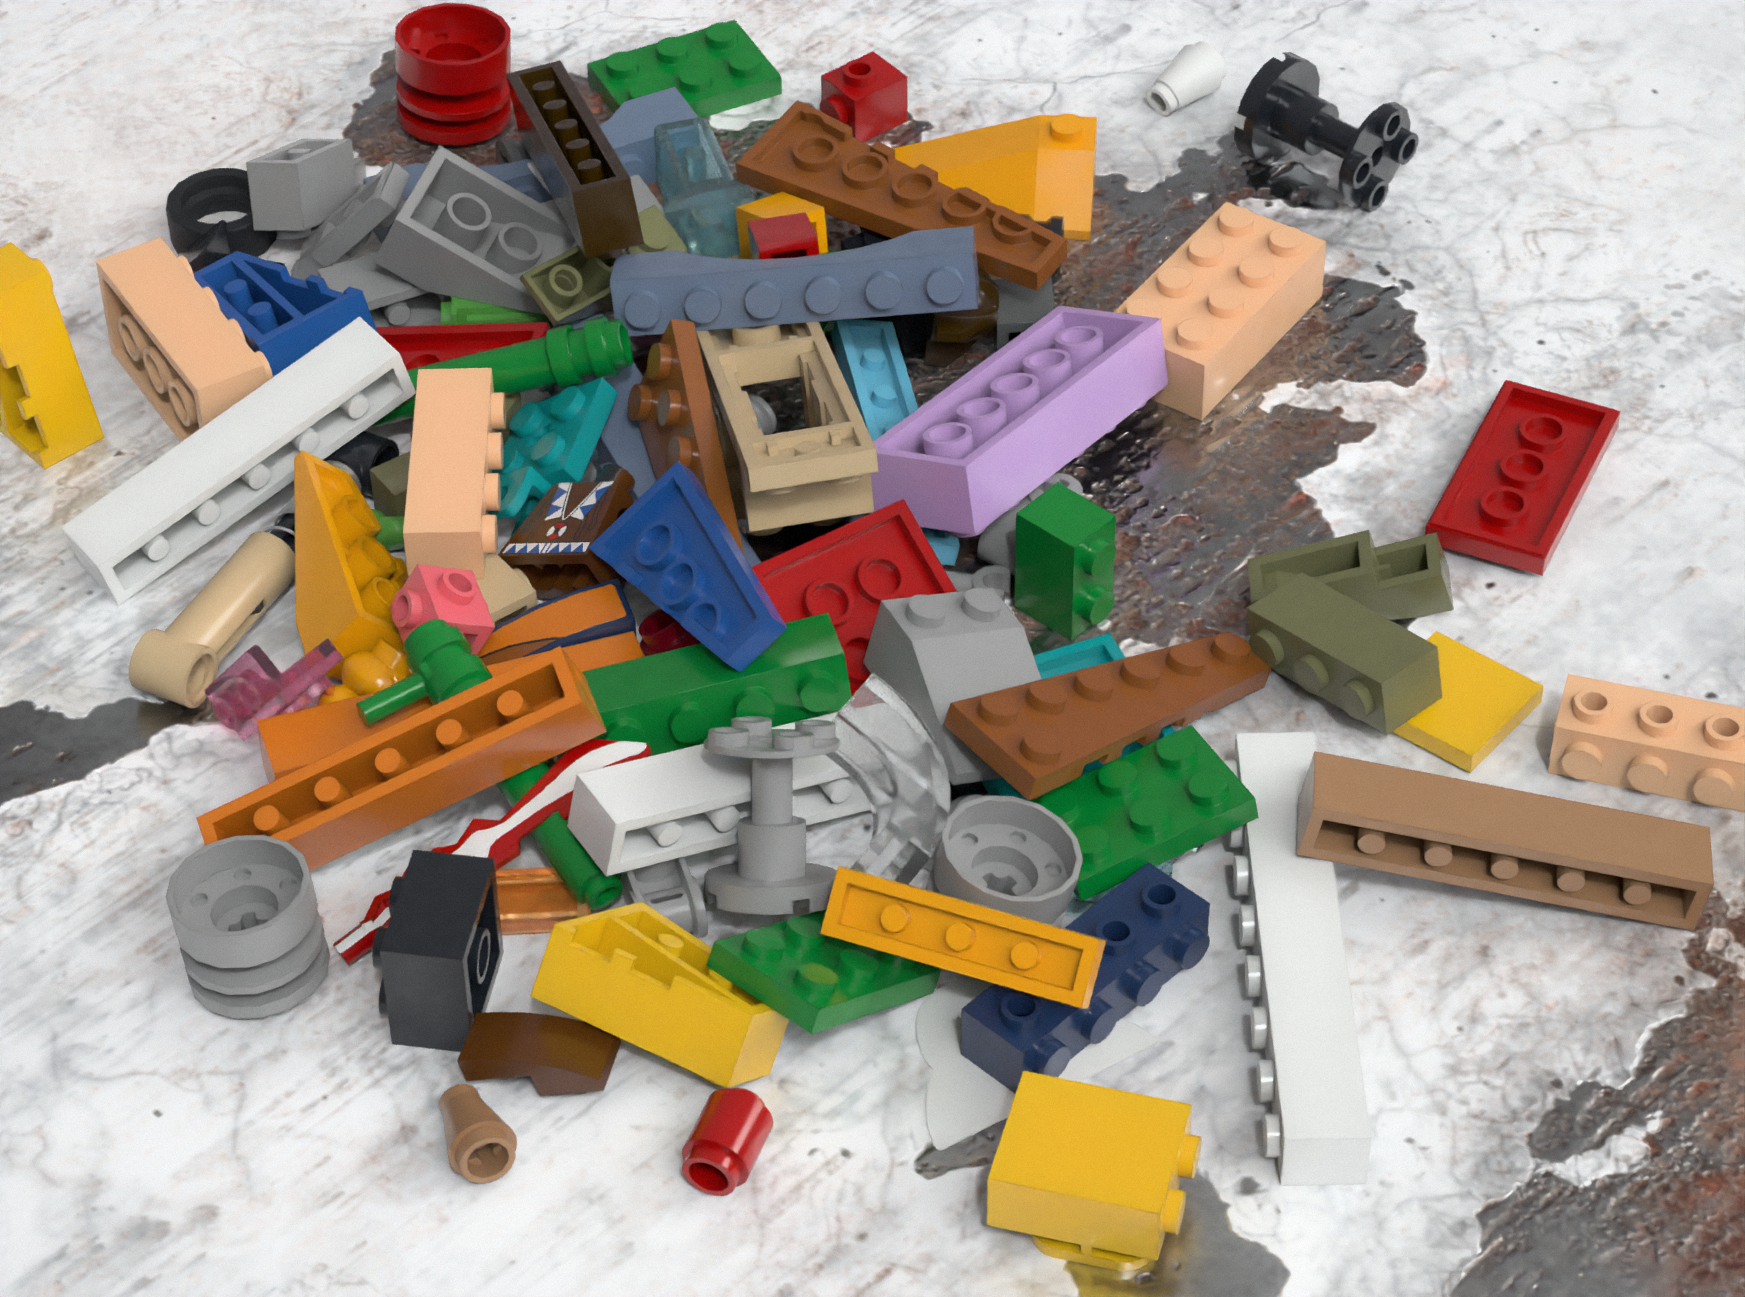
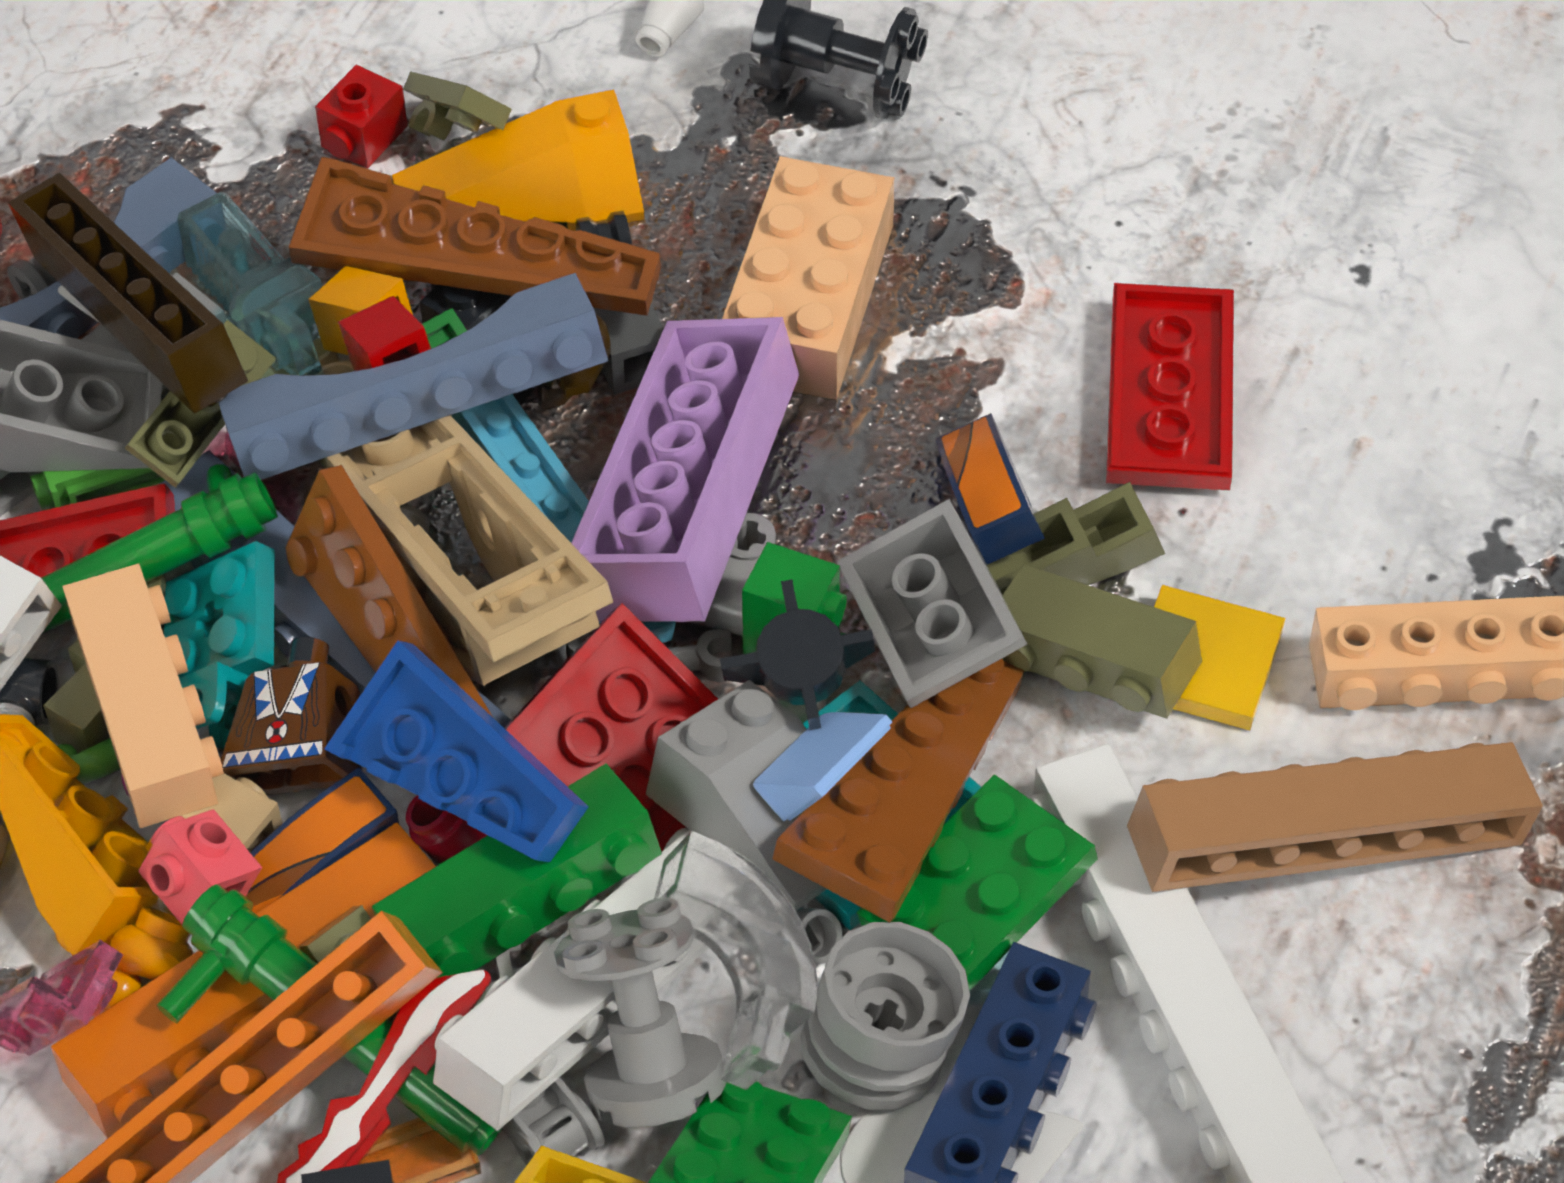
camera: 20 degrees left, 10 degrees up
(708, 67) = (177, 115): green plate -> none
(947, 101) = (451, 104): none -> olive plate
(963, 937) = (887, 1098): light orange plate -> none
(1025, 661) = (818, 760): none -> light blue slope
(1043, 575) = (800, 656): none -> black piece
(1196, 572) = (931, 603): none -> light grey slope
(1301, 514) = (988, 489): none -> slope

